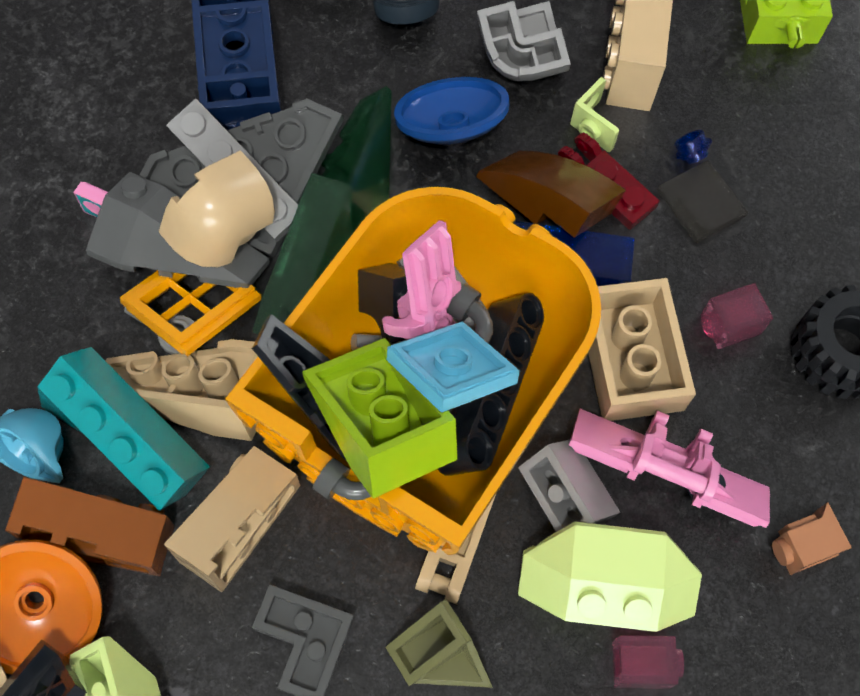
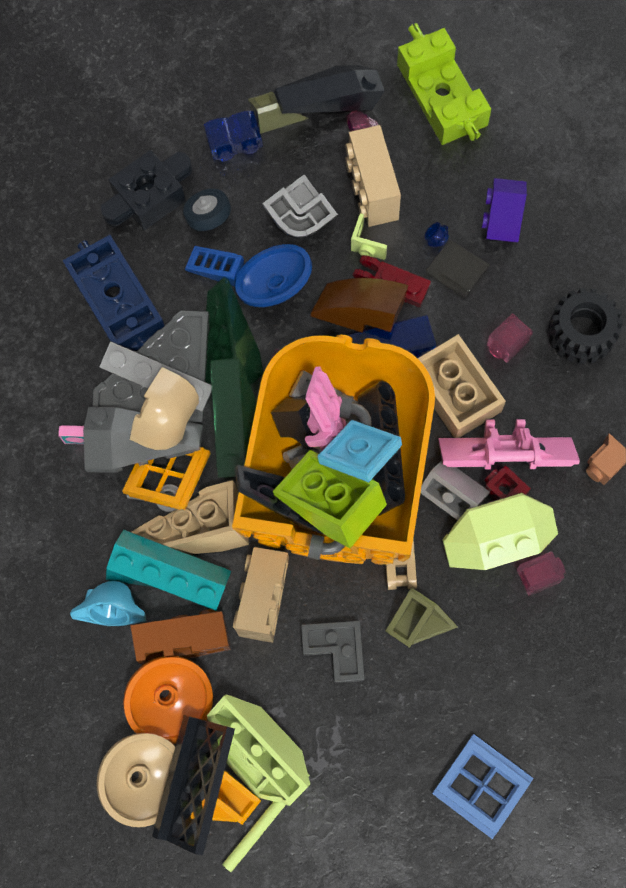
camera: 15 degrees left, 5 degrees up
(410, 73) = (236, 262): none -> blue slope
(652, 505) = (507, 479): none -> dark red brick
(801, 147) = (505, 210): none -> dark purple brick

